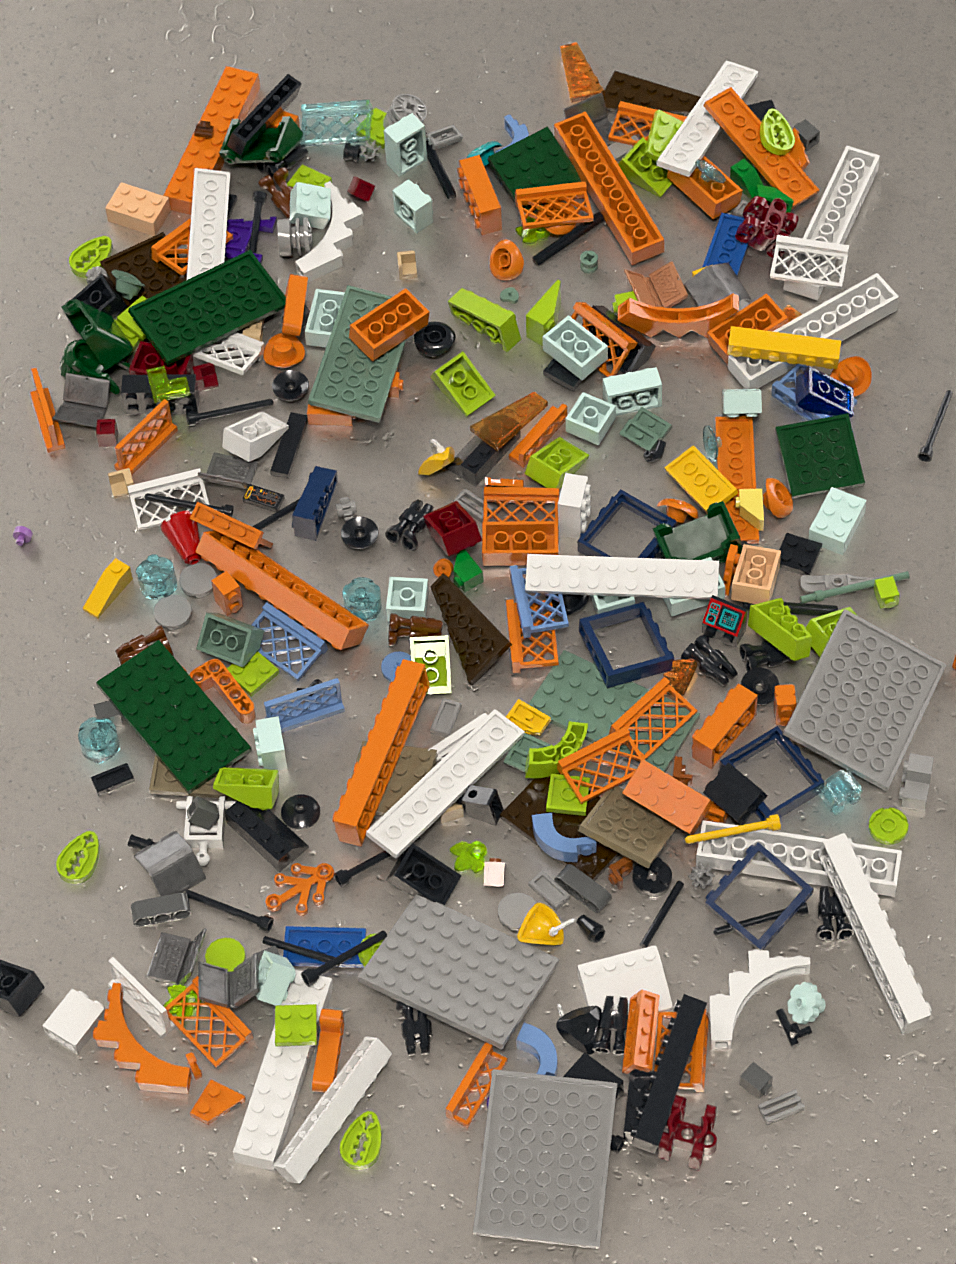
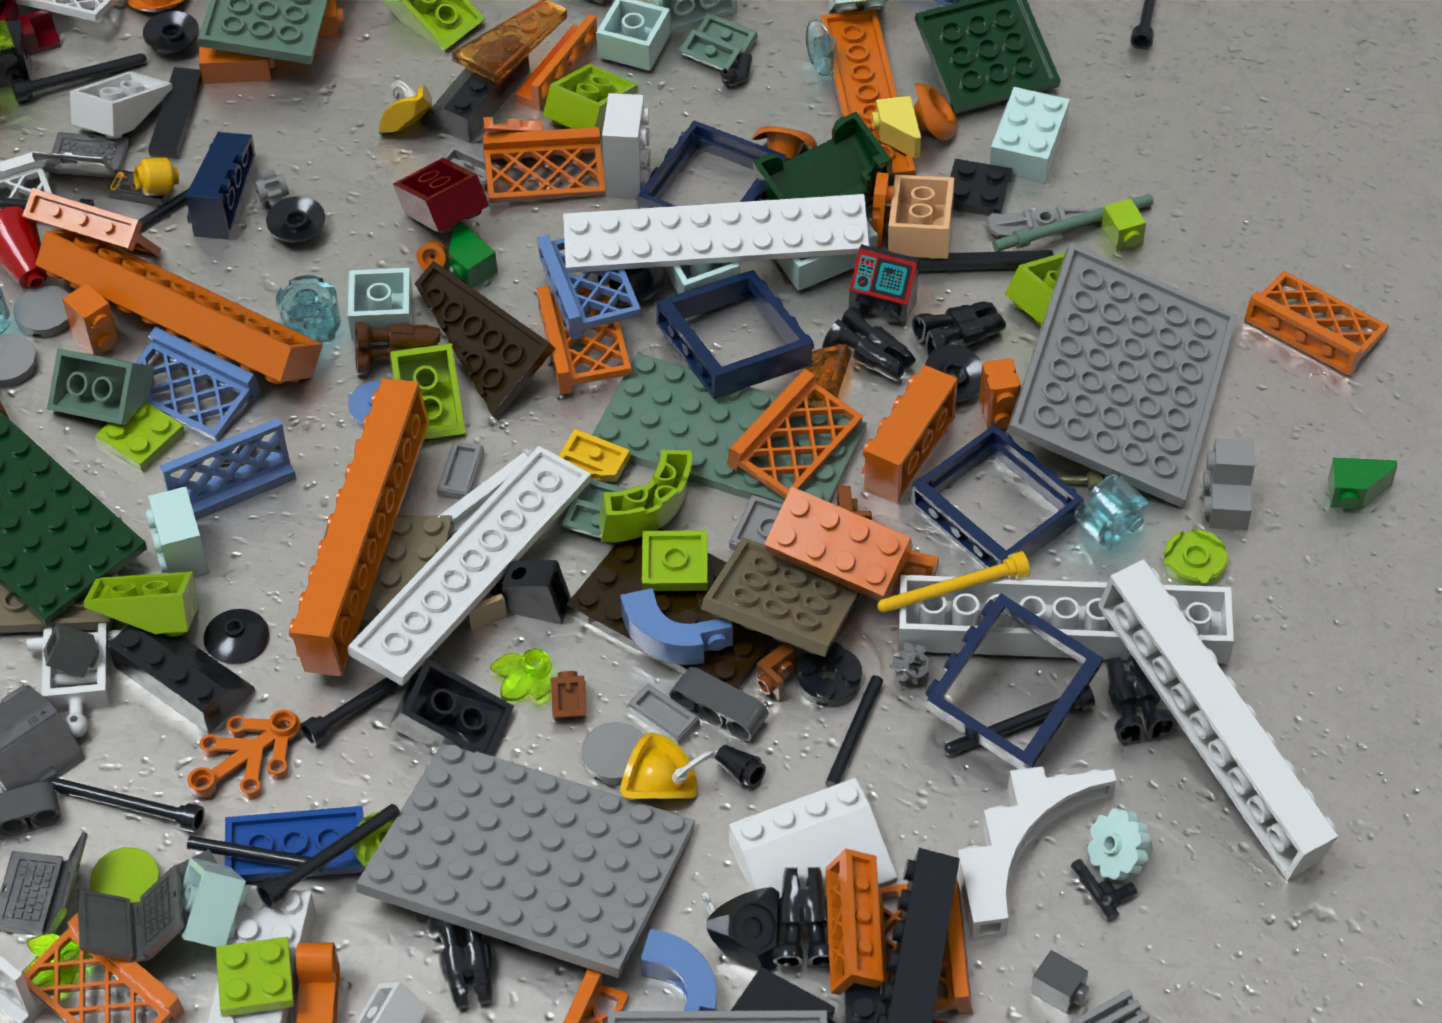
camera: 10 degrees left, 5 degrees down
(227, 692) = (83, 443): orange beam -> none
(274, 494) = (155, 176): none -> yellow head
(413, 520) = (377, 196): black piece -> none
(511, 541) = (536, 204): orange brick -> none
(591, 753) = (704, 492): orange fence -> none
(700, 478) = (811, 96): yellow plate -> none
(735, 793) = (947, 529): black brick -> none
(780, 628) = (975, 284): lime wedge -> none
(833, 767) = (1091, 479): none -> olive hand

